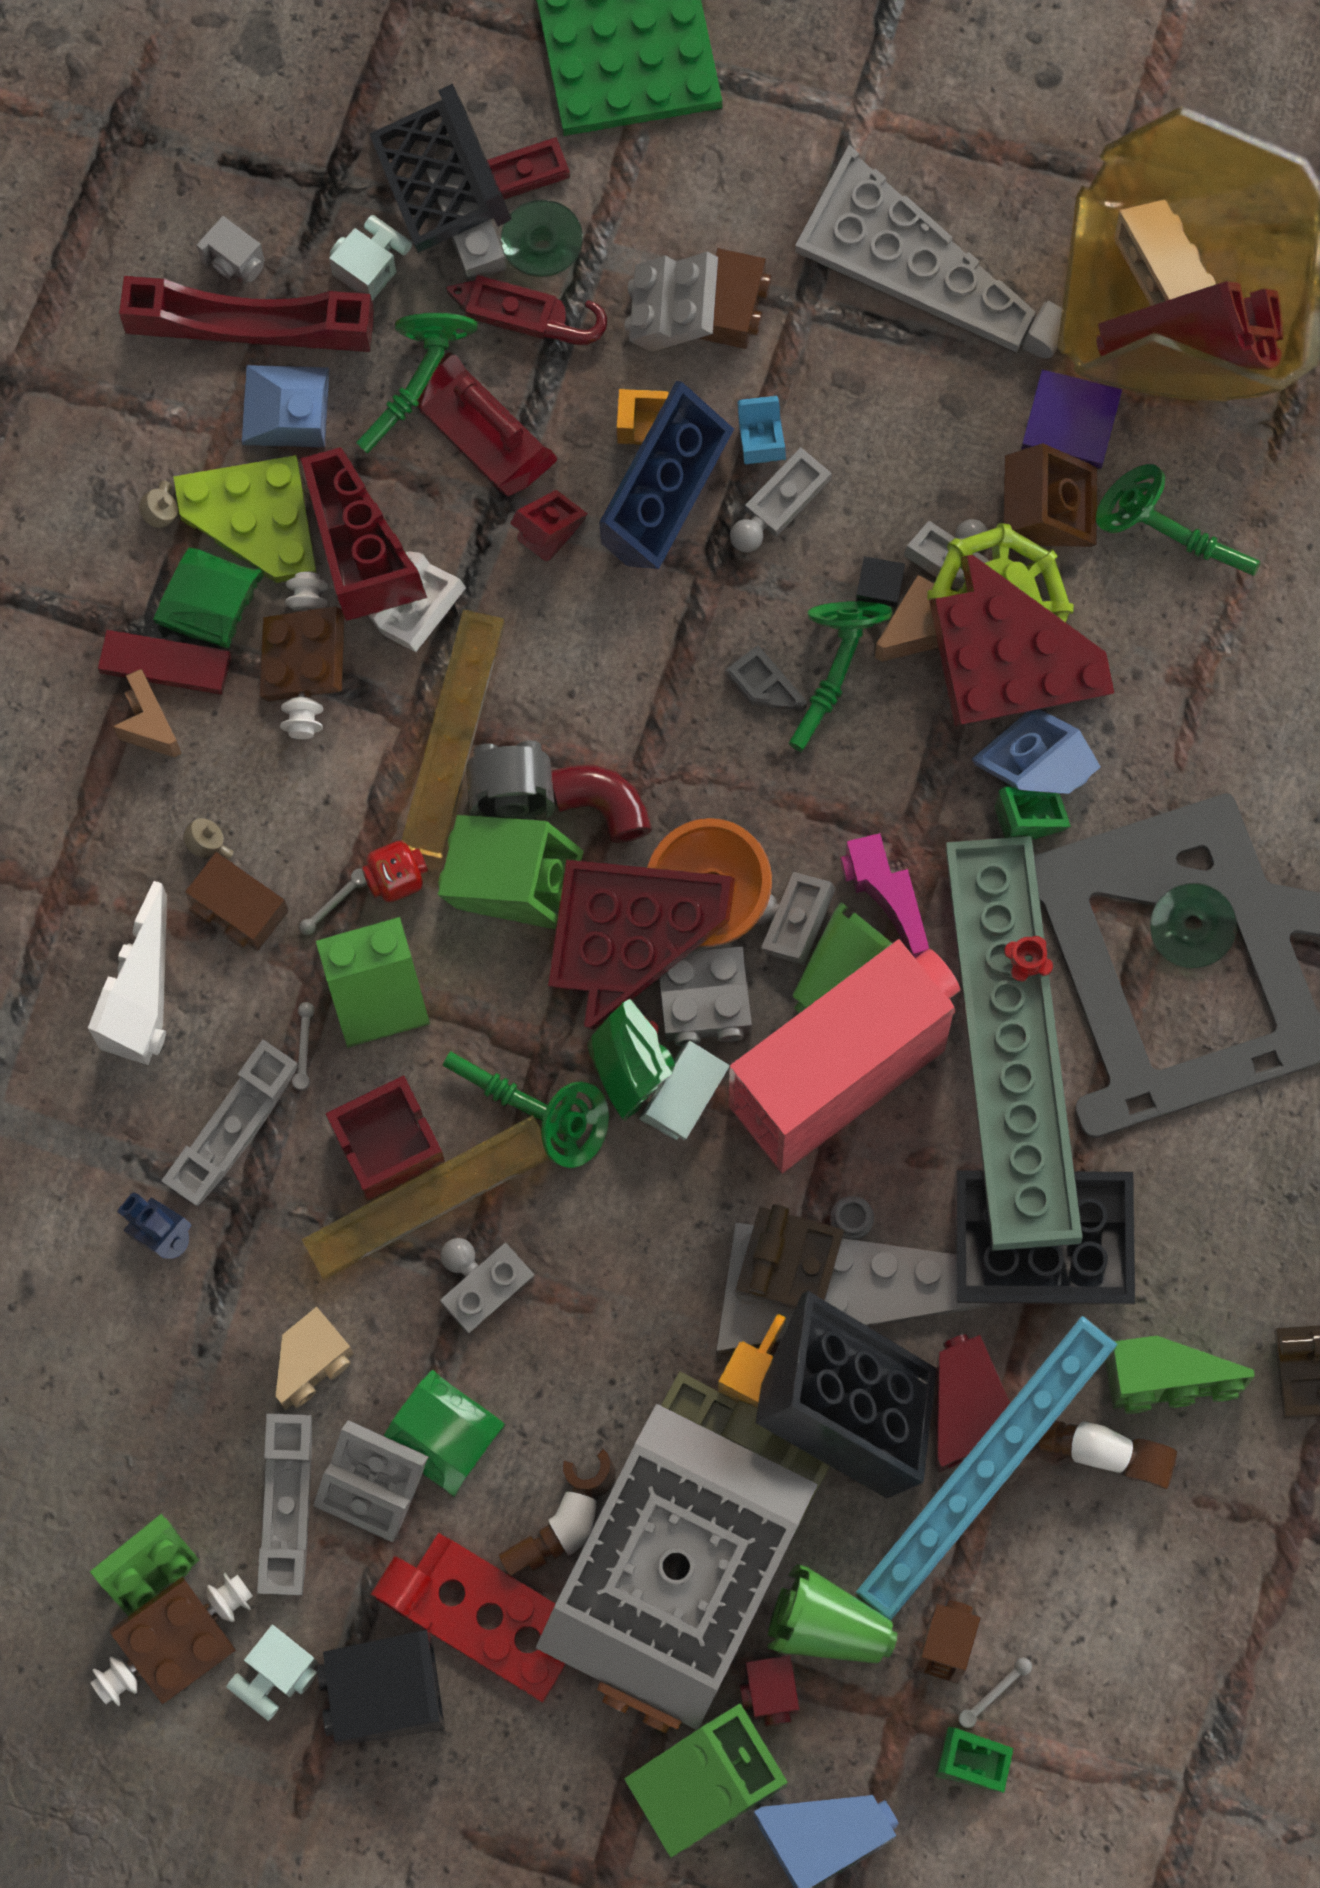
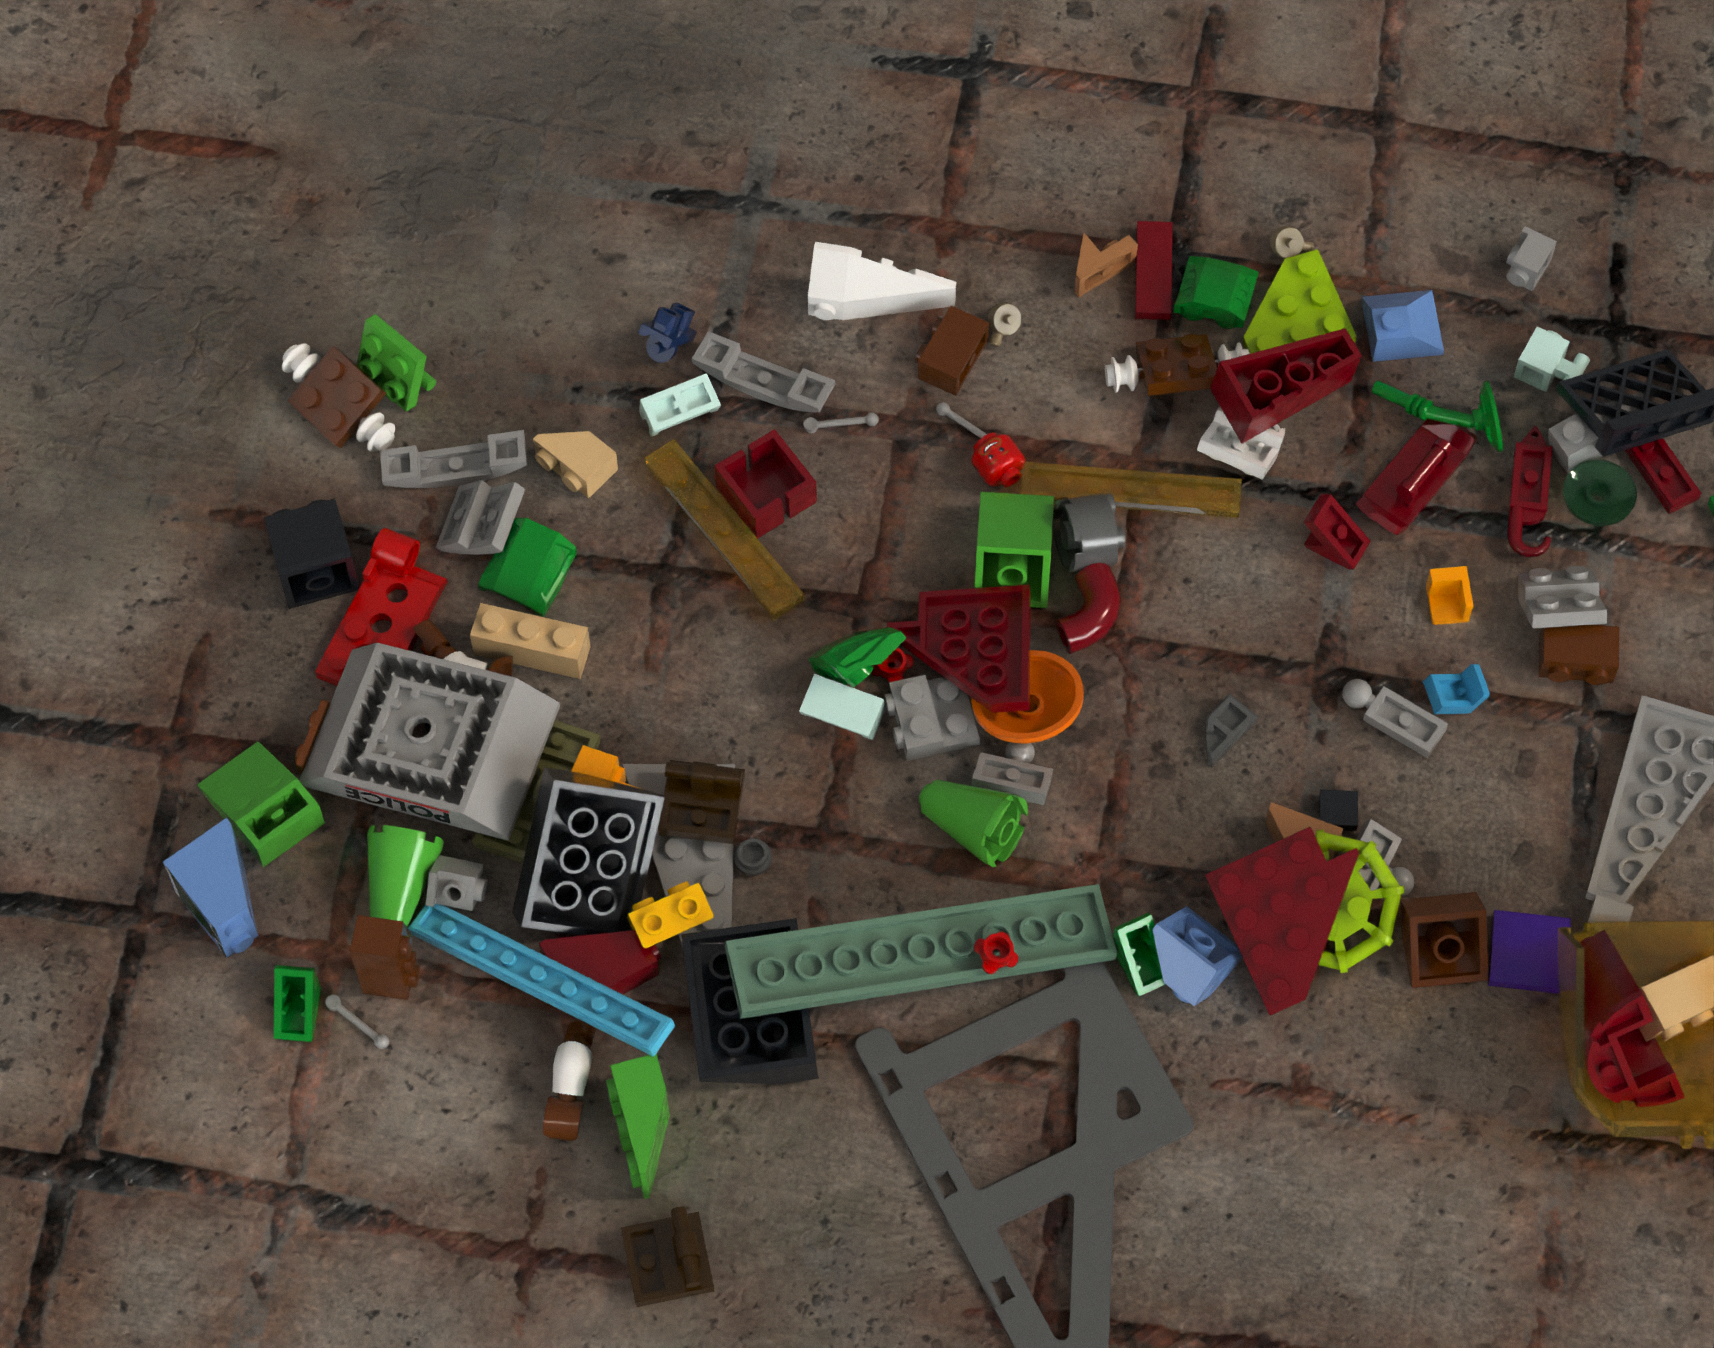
camera: 80 degrees right, 10 degrees down
(258, 1226) = (679, 404): none -> light aqua hinge
(278, 1664) = (323, 476): light aqua brick -> none
(315, 321) = (1476, 314): dark red arch -> none
(373, 982) = (896, 452): bright green slope -> none
(484, 1285) = (656, 582): light grey plate -> none
(545, 1438) = (530, 640): none -> tan brick
(560, 1120) = (805, 612): green dish -> none
(664, 479) = (1389, 607): dark blue slope -> none
(770, 1690) = (339, 841): dark red brick -> none
(843, 1053) = (879, 804): coral brick -> none
(848, 1556) = (456, 883): none -> light grey brick
(850, 623) = (1289, 782): green dish -> none
(893, 892) = (1067, 829): dark pink slope -> none
(929, 1312) = (671, 915): none -> yellow bracket
(1141, 509) = (1453, 1007): green dish -> none
(1193, 946) = (1048, 1095): clear green dish -> none

